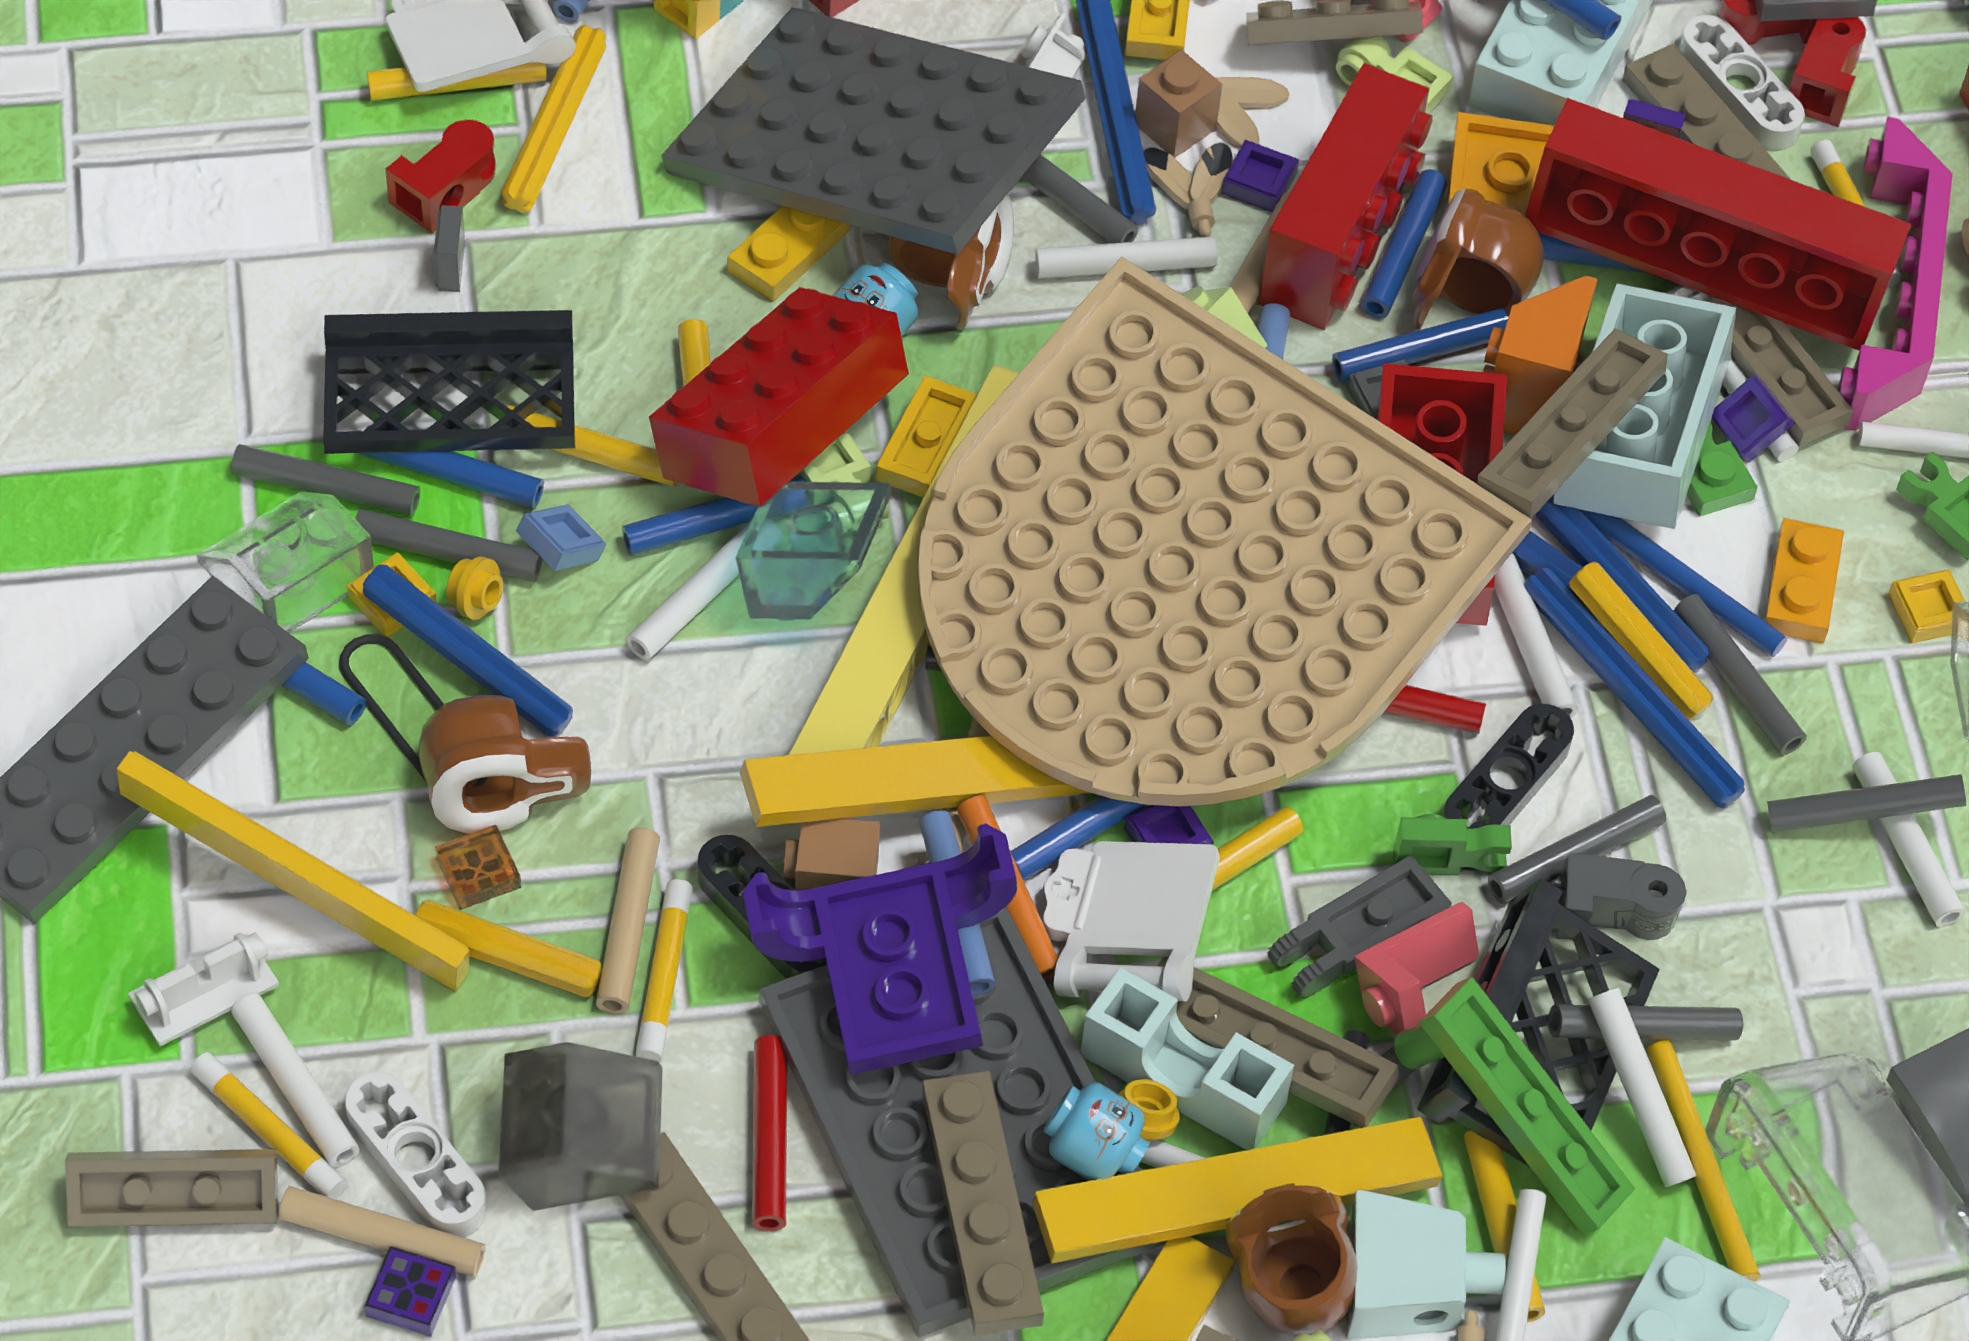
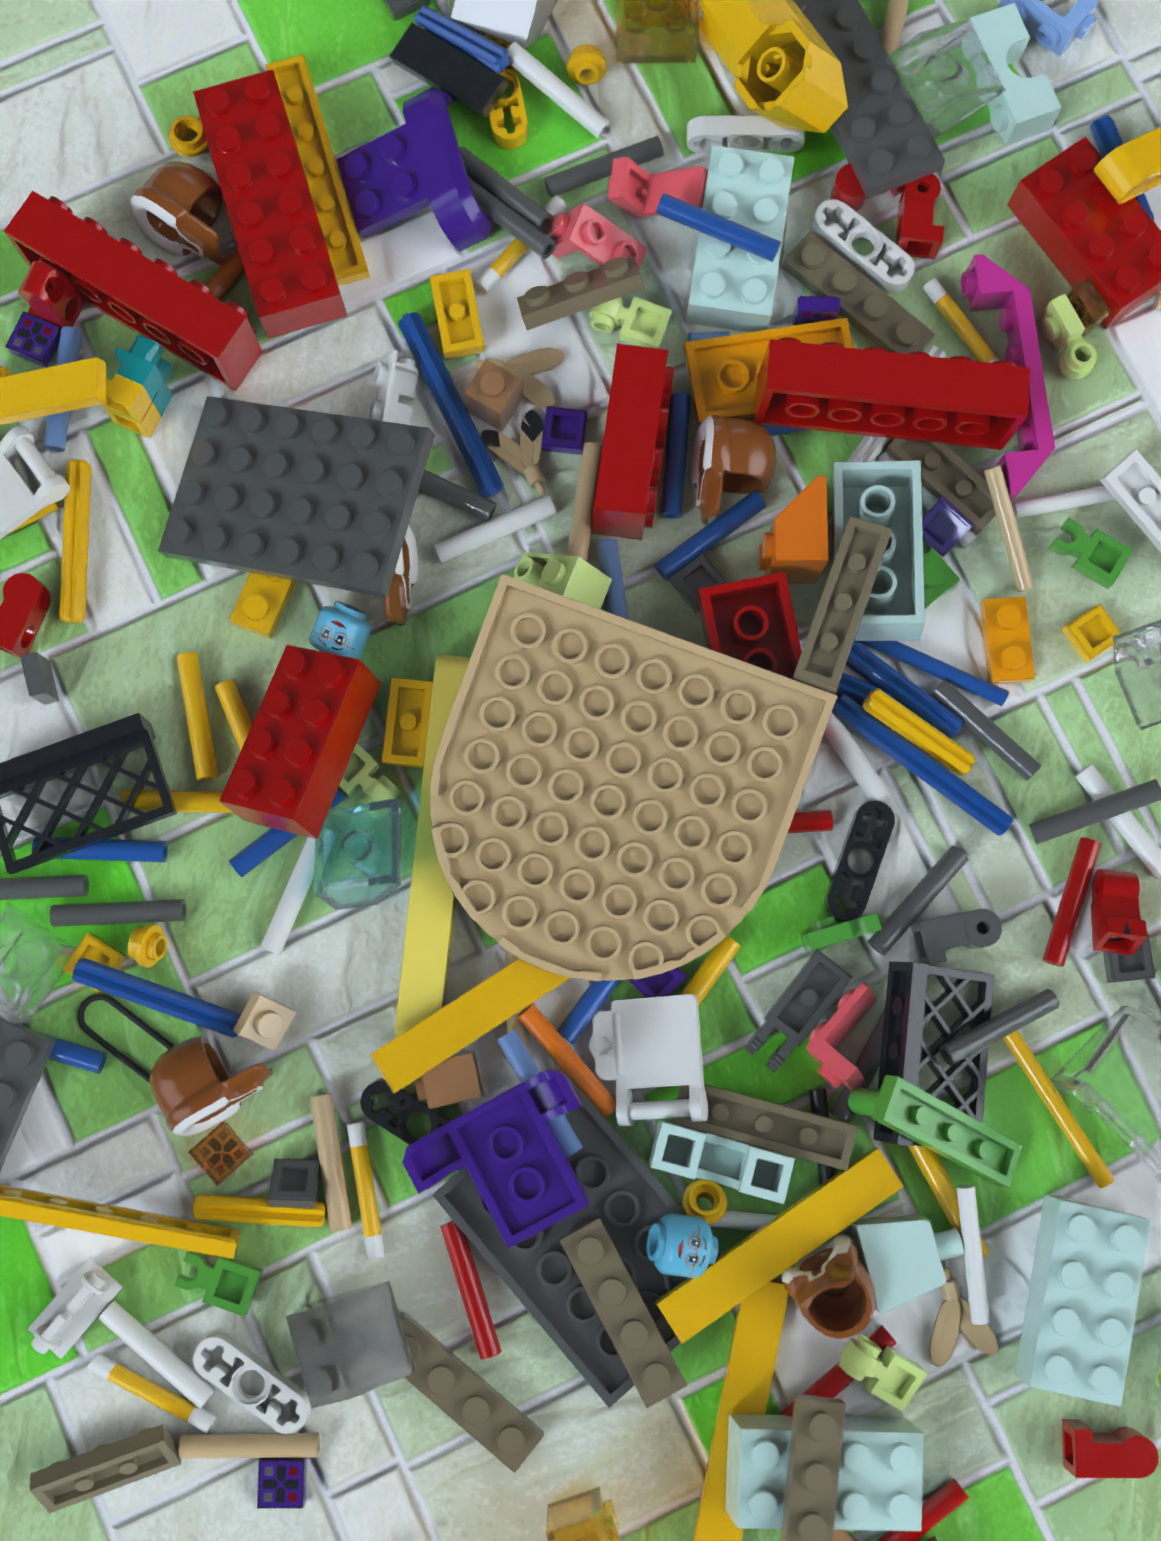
camera: 15 degrees left, 25 degrees up
(424, 1018) = (227, 1284): none -> bright green plate
(561, 537) = (191, 885): medium blue tile -> none
(569, 924) = (294, 1183): none -> dark grey tile
(602, 719) = (264, 1021): none -> tan plate
(641, 355) = (197, 716): none -> yellow piece
(1642, 1087) = (1011, 1081): white piece -> none
(1800, 915) = (1071, 902): none -> red piece
(1843, 440) = (1009, 528): none -> tan bar
(1861, 928) = (1116, 912): none -> red leg
(1864, 1009) = (1129, 967): none -> dark grey tile

